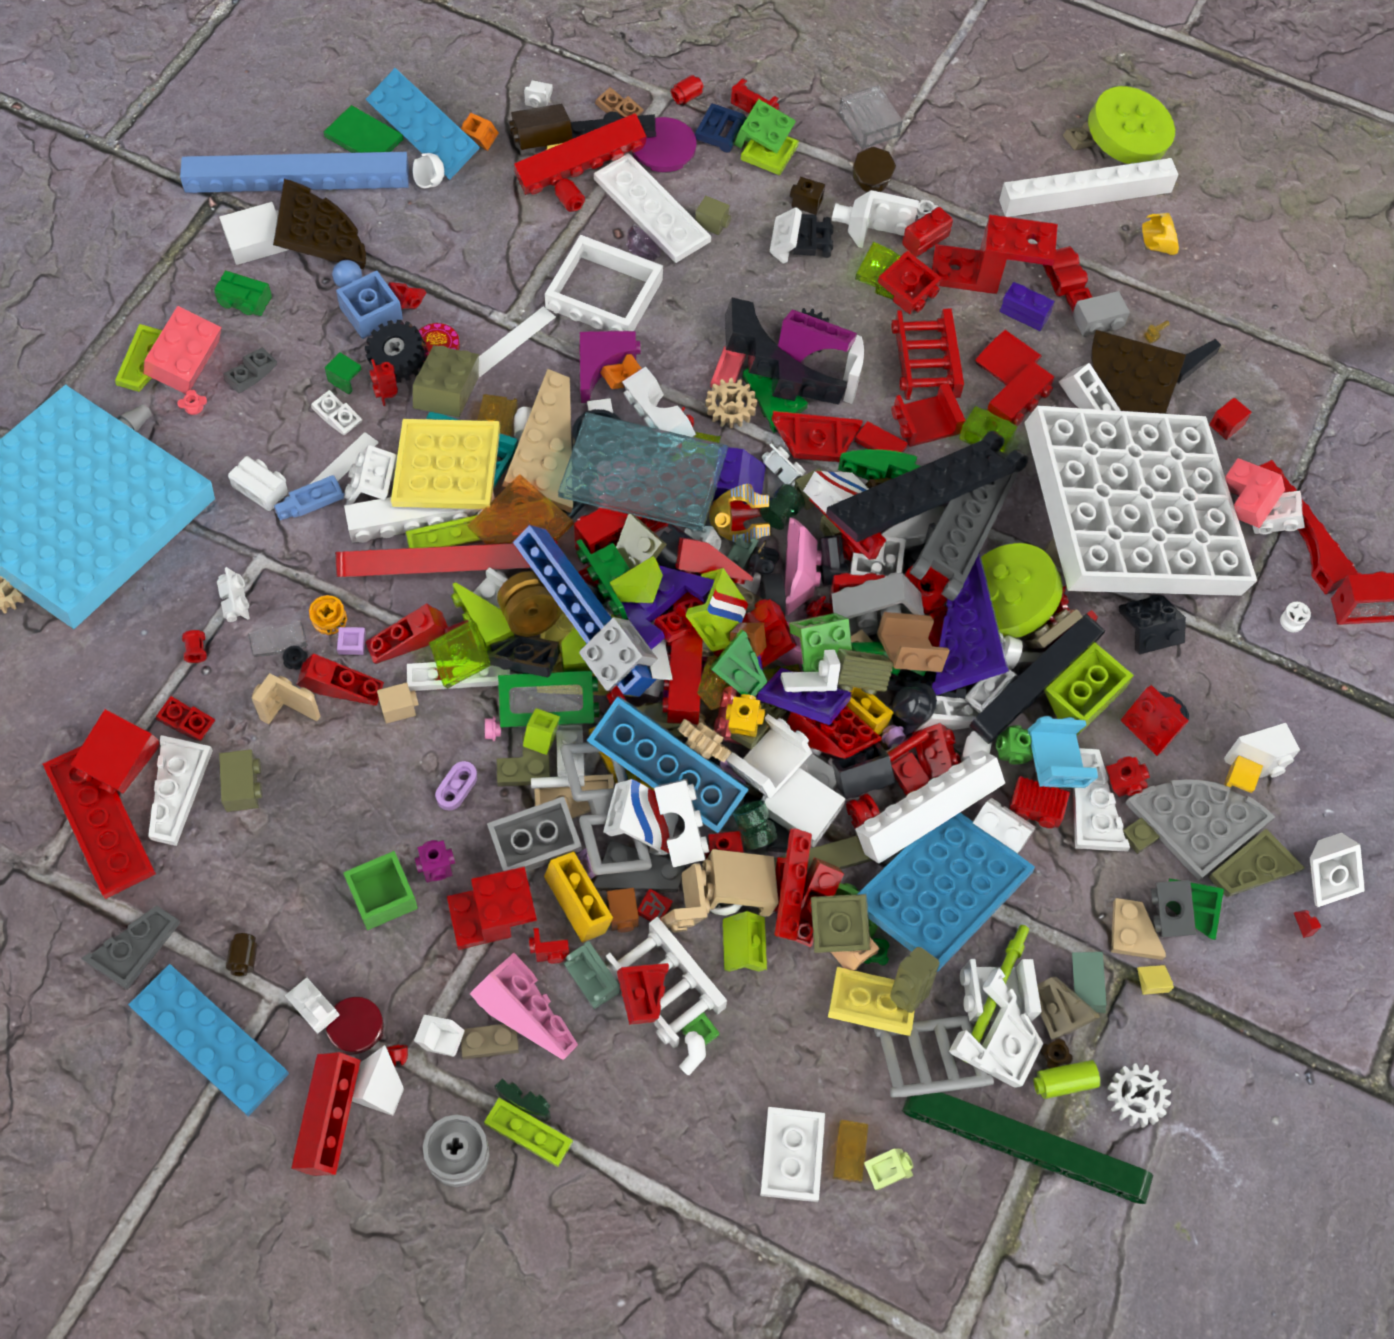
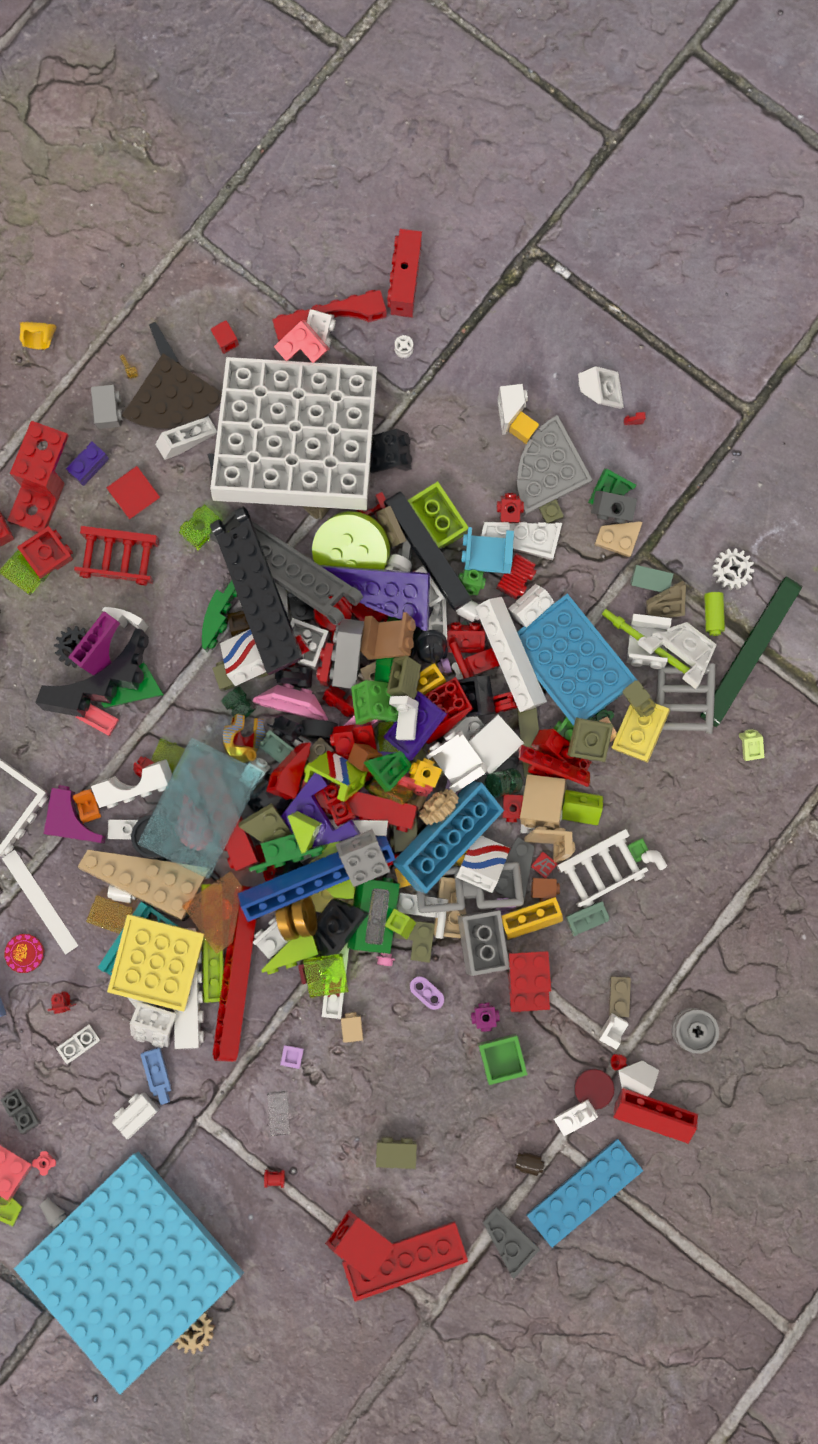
camera: 80 degrees left, 20 degrees up
(177, 783) = (387, 1200): white wing -> none
(184, 719) = (334, 1190): red slope -> none
(232, 586) = (243, 1143): white hinge -> none
(278, 691) = (335, 1126): tan bracket -> none
(290, 653) = (297, 1106): black plate -> none
(327, 614) = (265, 1072): light orange wheel -> none
(338, 681) = (325, 1069): red slope -> none
(342, 371) = (40, 1034): green panel -> none
(343, 463) = (124, 1043): white sticker -> none
(401, 336) = (31, 975): black bush -> none
(407, 634) = (295, 1012): red slope -> none
(446, 381) = (71, 951): olive brick -> none
(516, 1001) = (599, 972): bright pink wedge -> none
(528, 1132) = (688, 979): lime plate -> none
(530, 1104) = (671, 975): clear green slope -> none
(551, 951) = (567, 942): red bracket -> none
(642, 991) = (613, 886): red wing -> none
(689, 845) = (481, 835): white arch -> none
(731, 404) = (141, 718): tan gear -> none
(738, 470) = (204, 728): dark purple slope -> none
(779, 459) = (193, 696): white hinge -> none
(792, 1154) = (732, 806): white plate -> none
(815, 435) = (177, 662): red wing -> none
(850, 1151) = (735, 767): clear yellow plate -> none
(876, 438) = (190, 613): red tile -> none
(929, 418) = (175, 570): red panel -> none
(1022, 394) = (172, 492): red brick -> none
(1061, 1048) = (698, 610): dark brown plate -> none
(1066, 272) = (62, 420): red brick -> none
(1077, 295) = (85, 418): red tile -> none
(1155, 979) = (655, 534): light yellow slope -> none
(1156, 718) = (469, 472): red plate -> none
(1255, 865) = (588, 441): olive wing -> none

